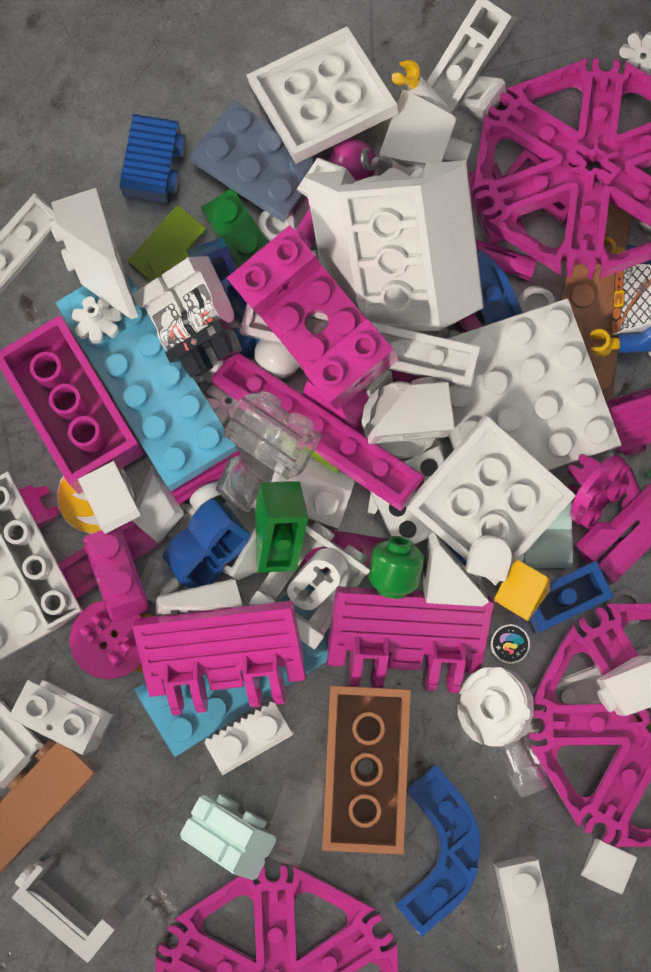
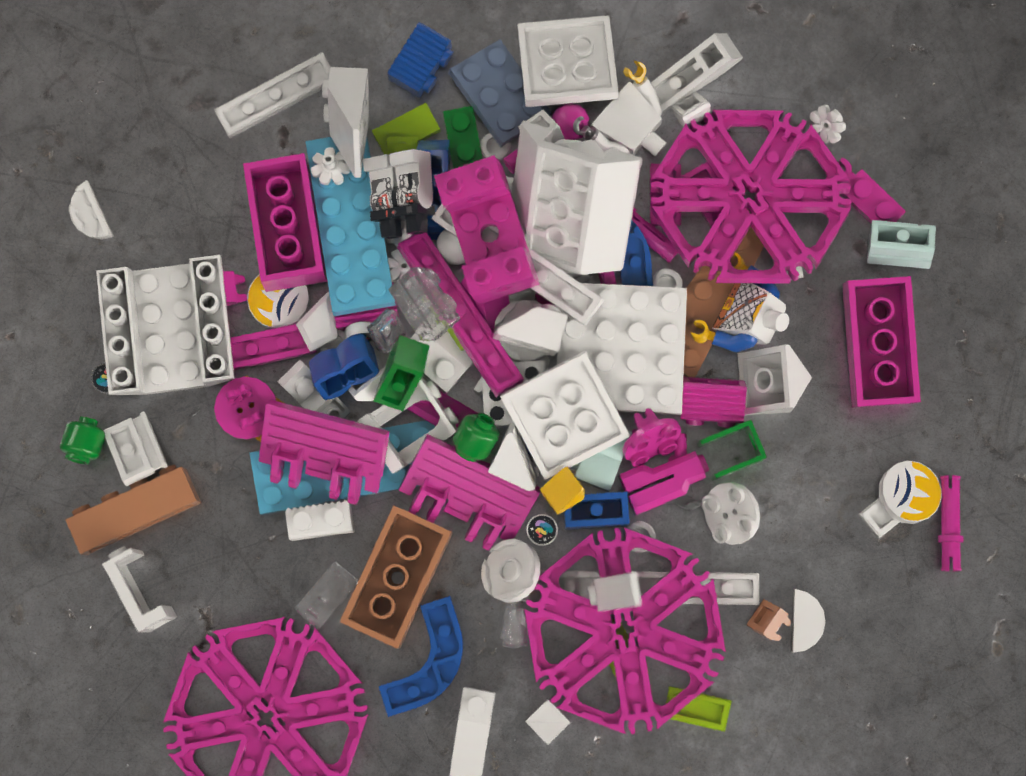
camera: 25 degrees right, 0 degrees up
(72, 719) = (189, 449): white panel -> none
(109, 497) = (287, 302): white slope -> none
(116, 574) = (269, 361): dark pink brick -> none
(202, 598) = (323, 403): white slope -> none
(228, 836) = (276, 586): light aqua brick -> none
(322, 584) = (413, 420): white beam -> none
(489, 558) = (546, 457): white tile -> none

